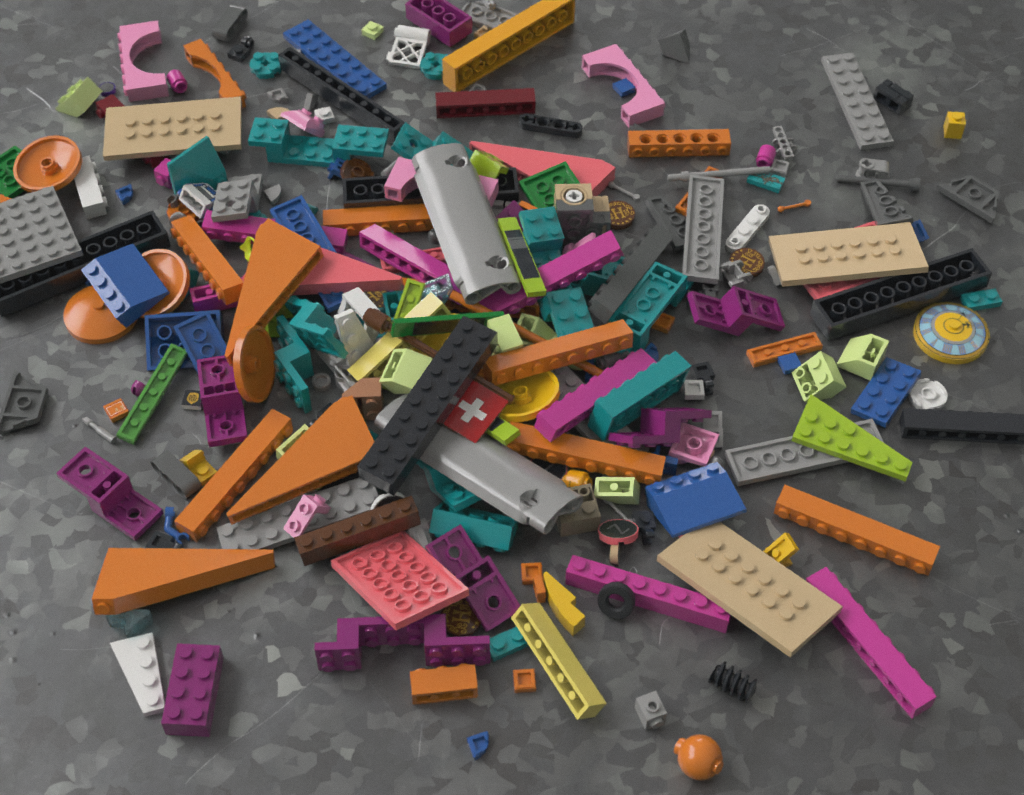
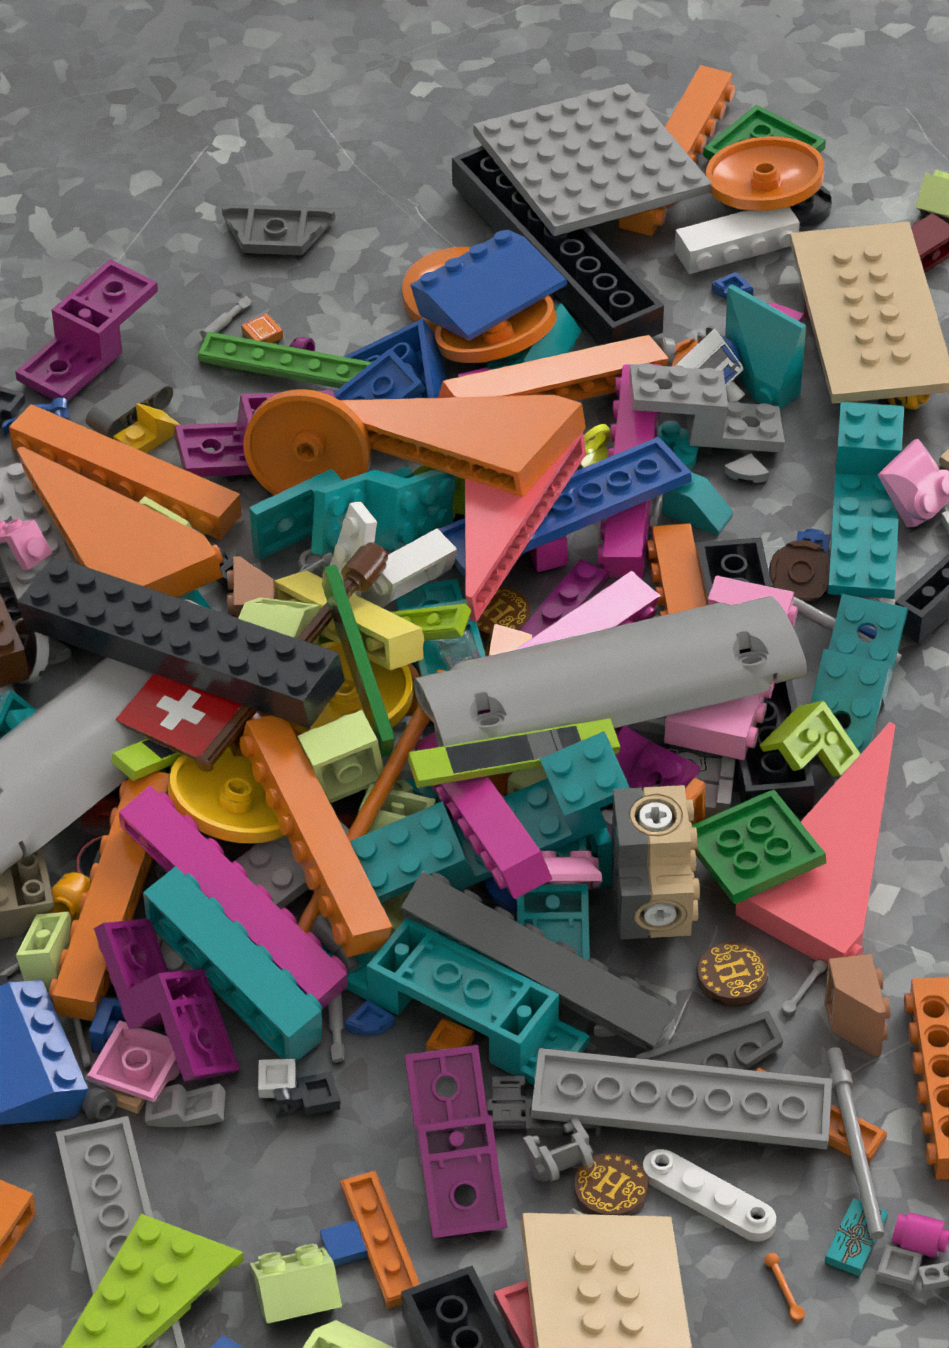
camera: 90 degrees right, 5 degrees down
(644, 163) = (856, 1002): none -> nougat slope

